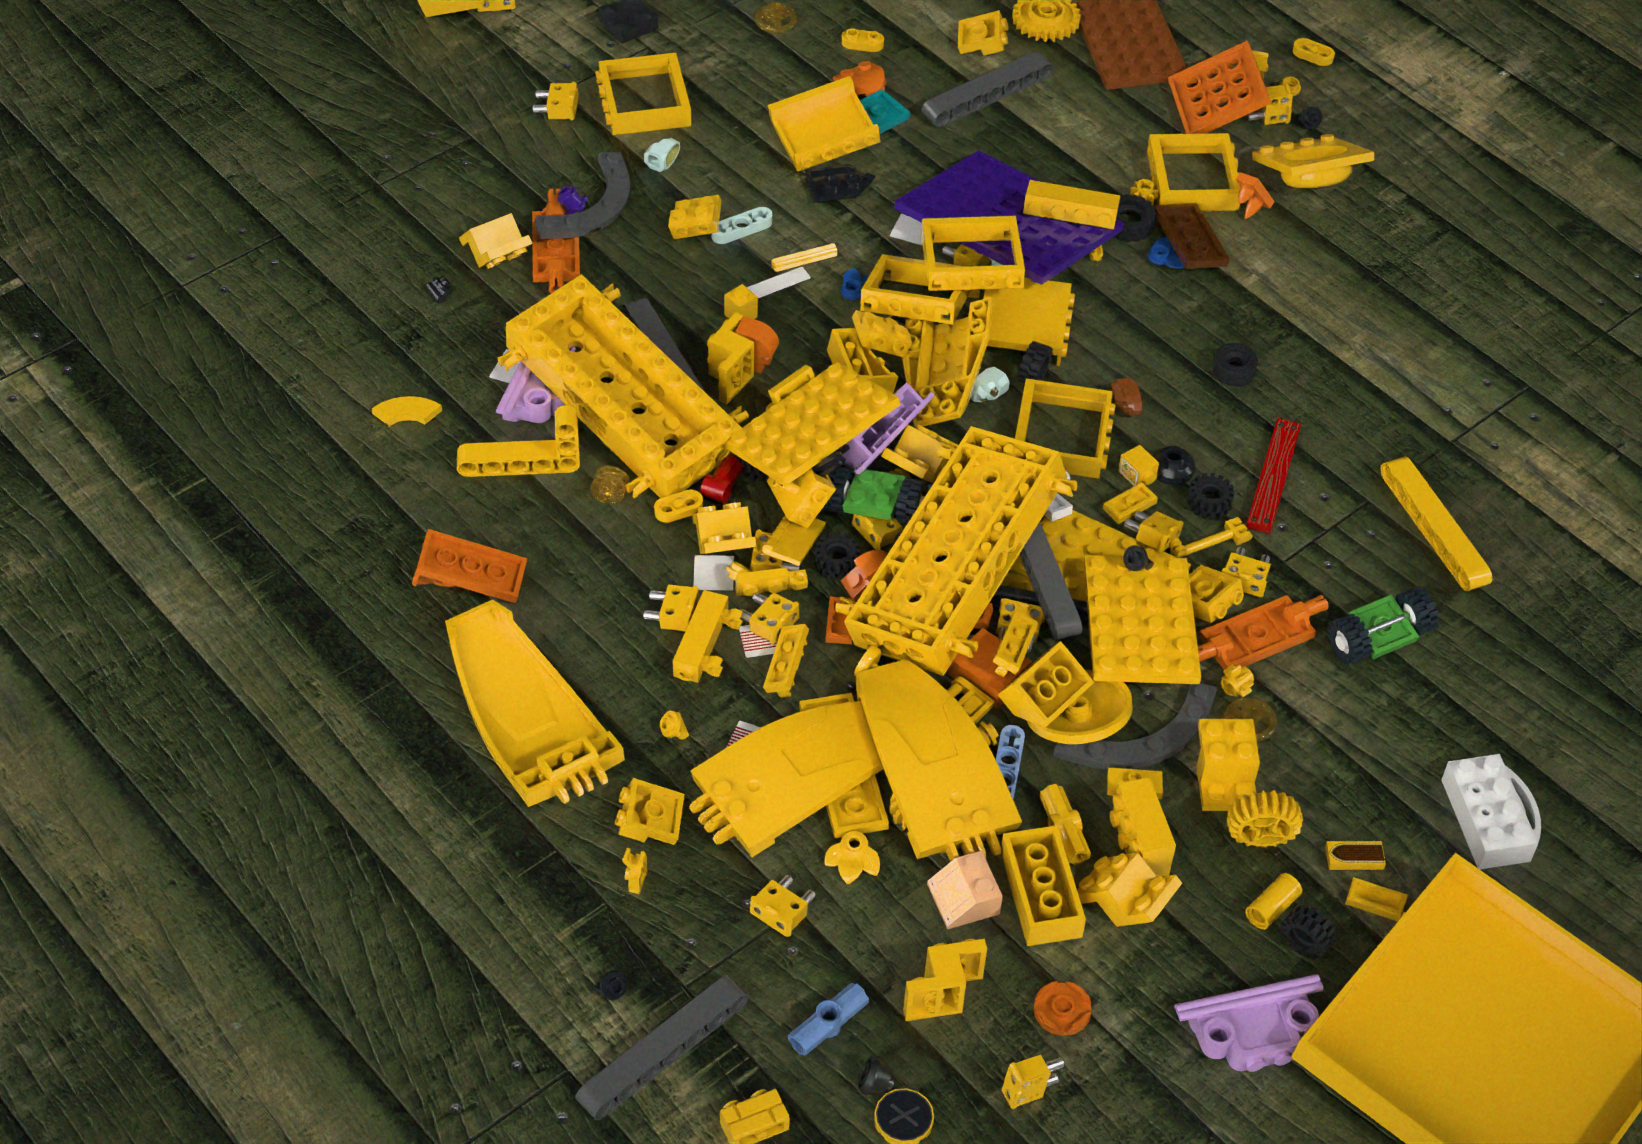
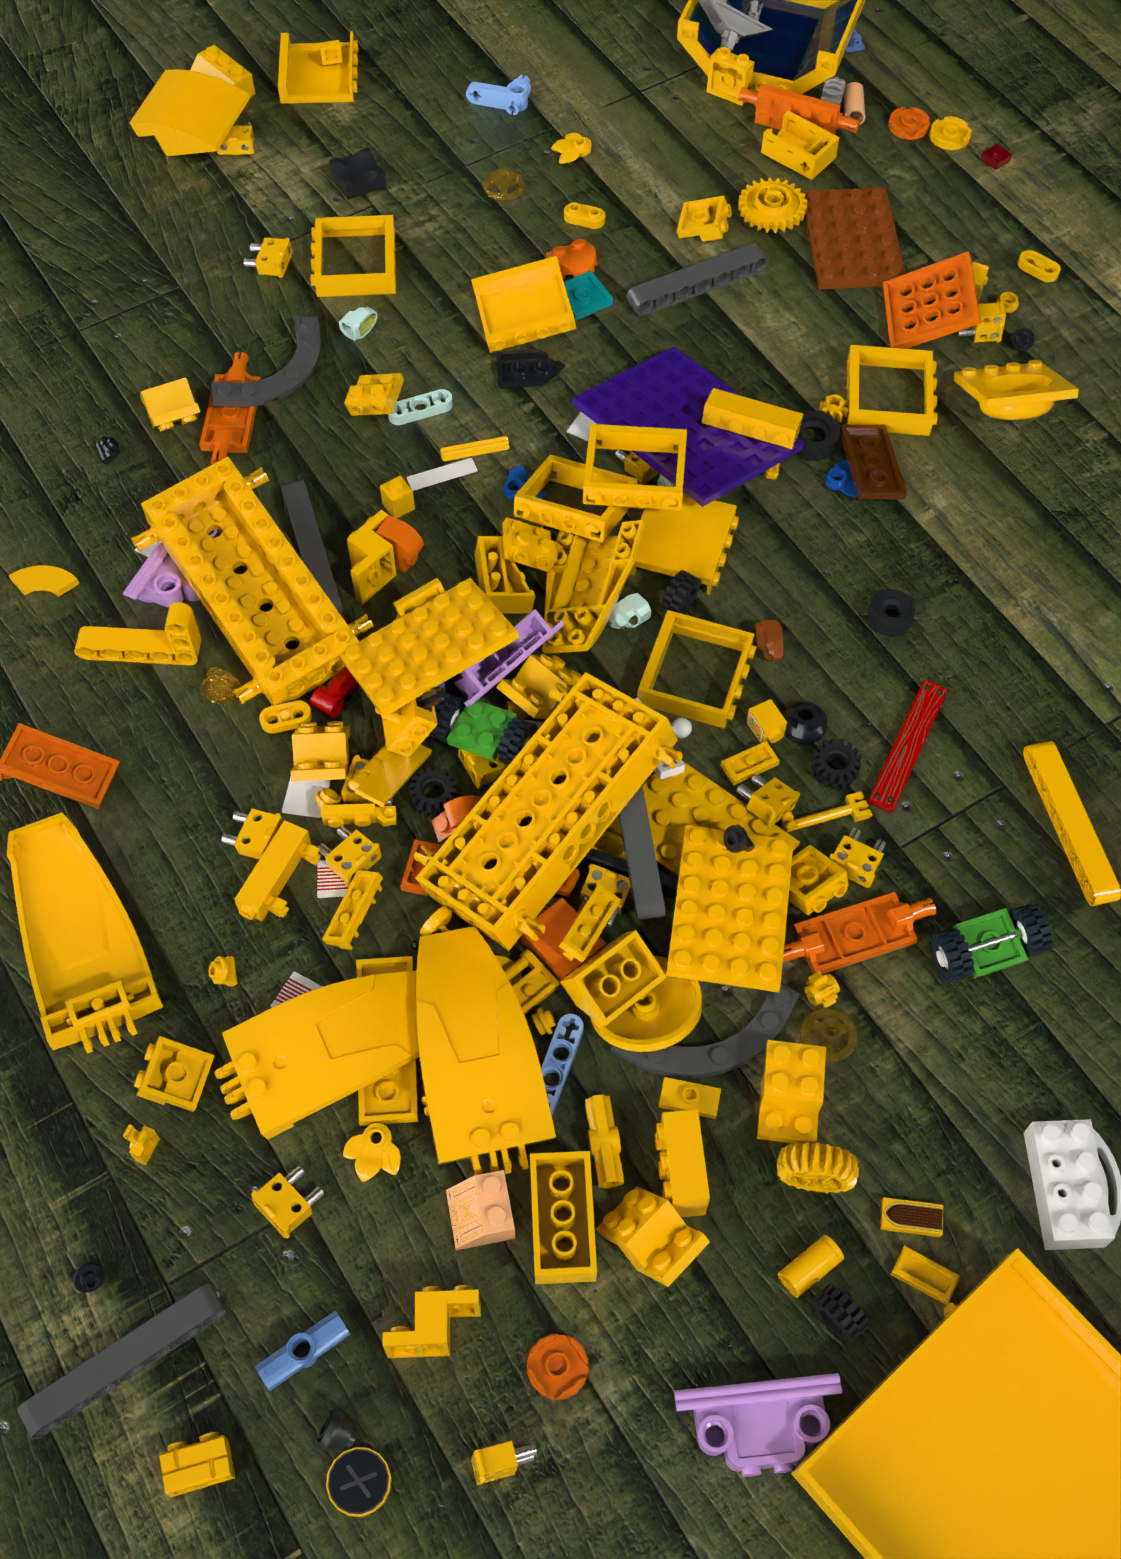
camera: 10 degrees right, 10 degrees up
(571, 199) = (252, 366): dark purple brick -> none
(1253, 192) = (947, 422): orange tile -> none

